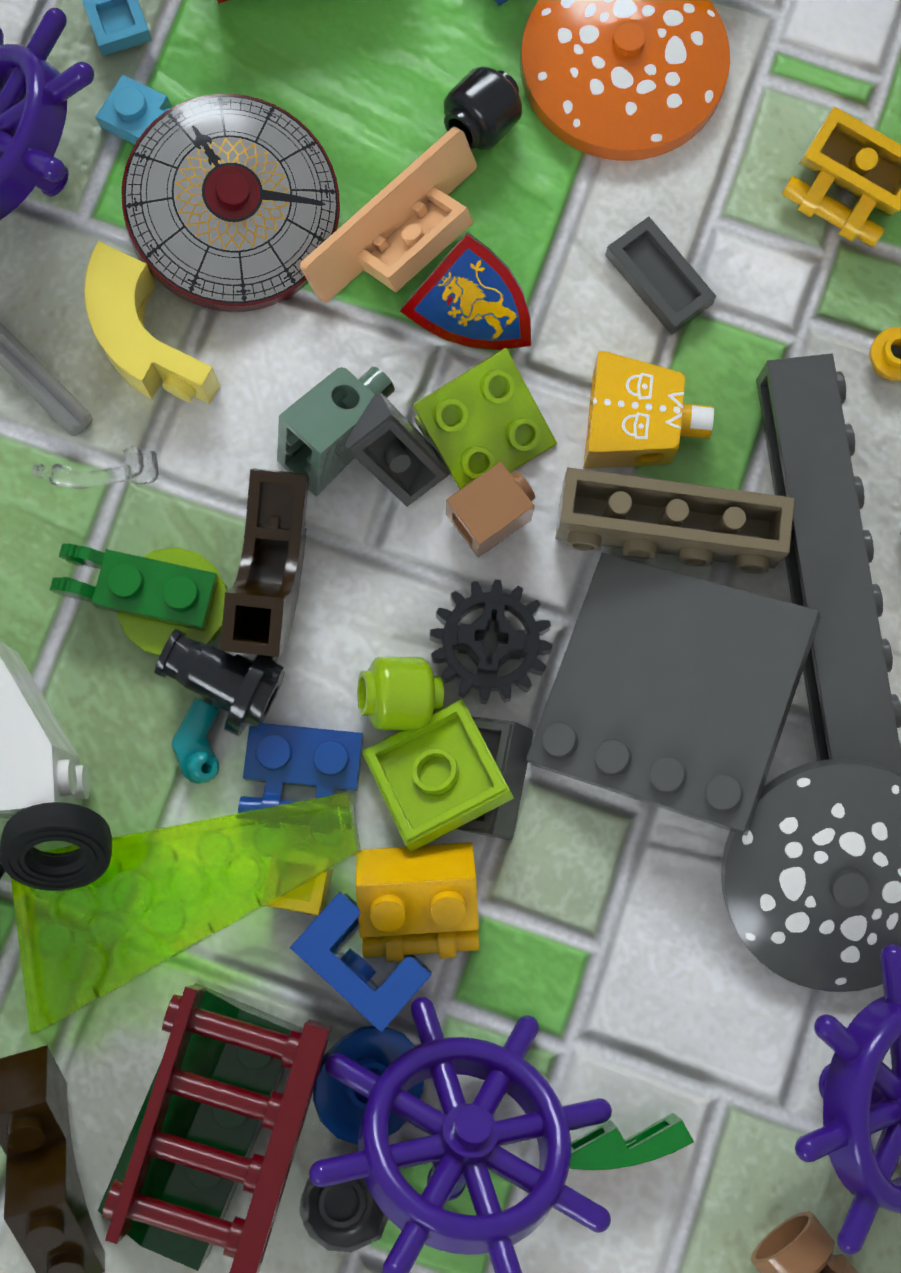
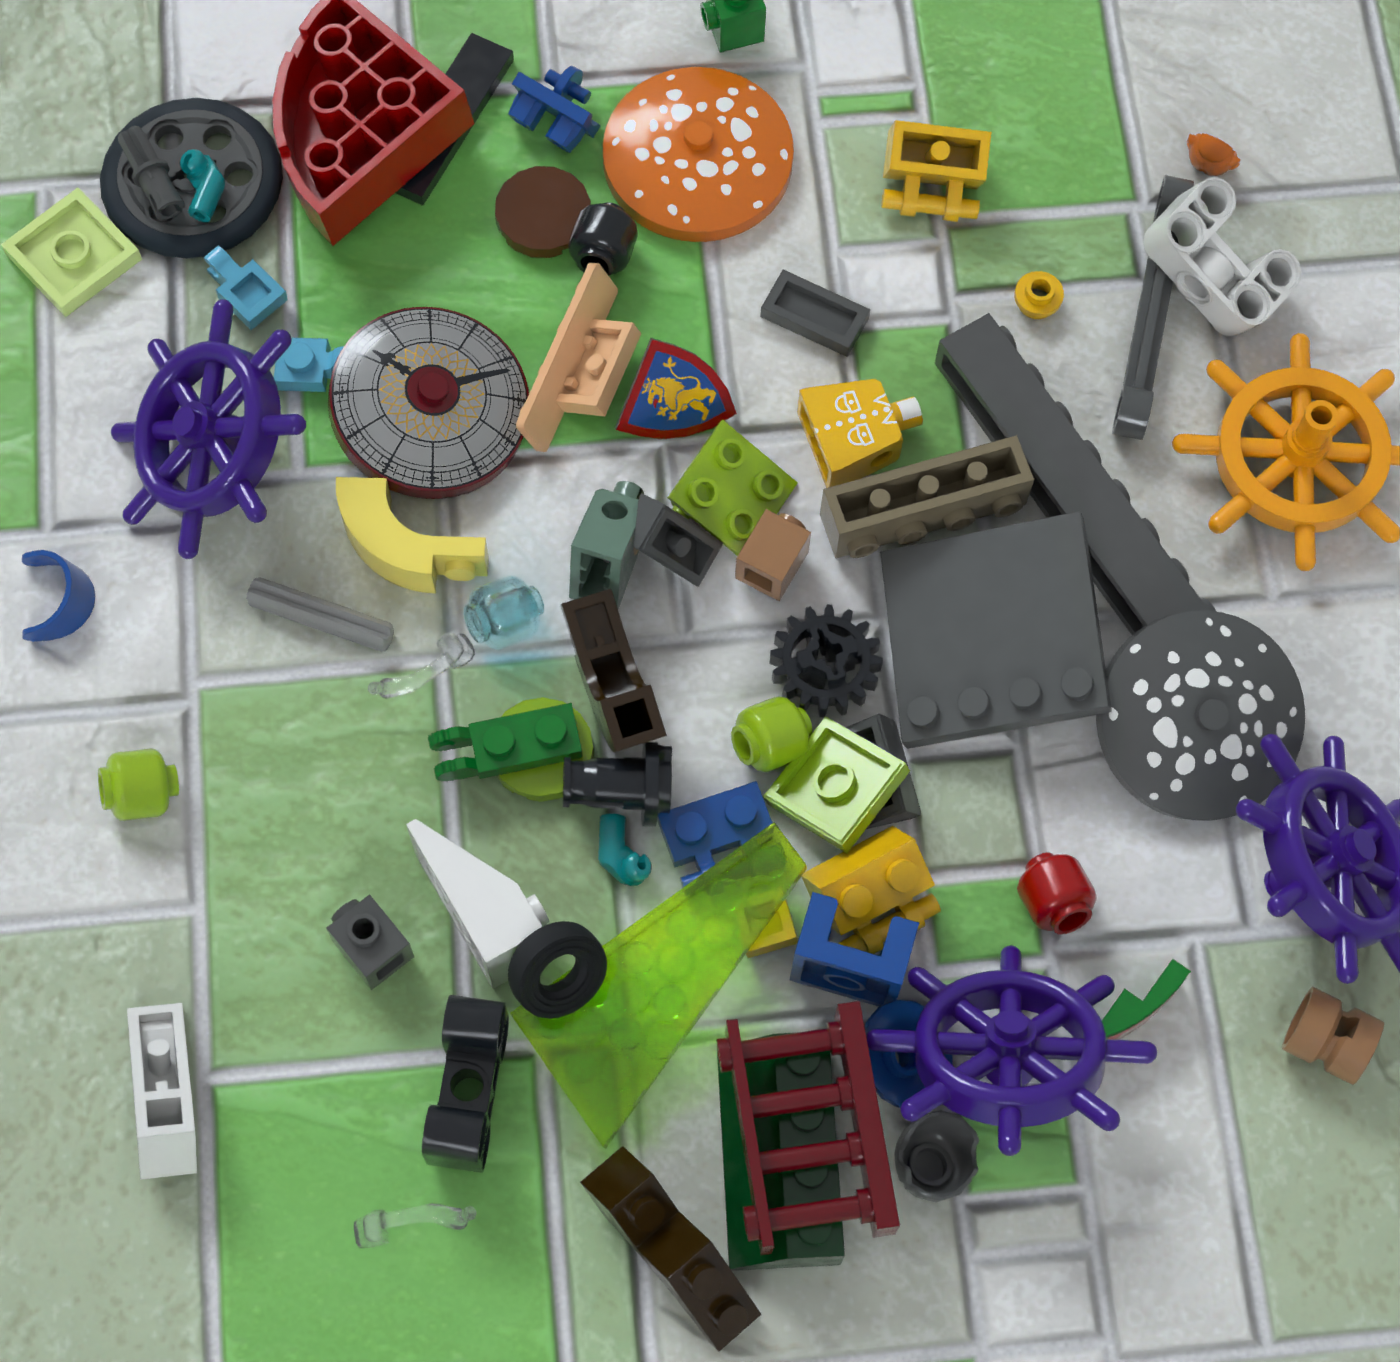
camera: 25 degrees left, 10 degrees down
(199, 449) = (503, 612): none -> clear light blue head
(437, 50) = (540, 210): none -> reddish brown tile
(602, 989) = (1057, 893): none -> red head

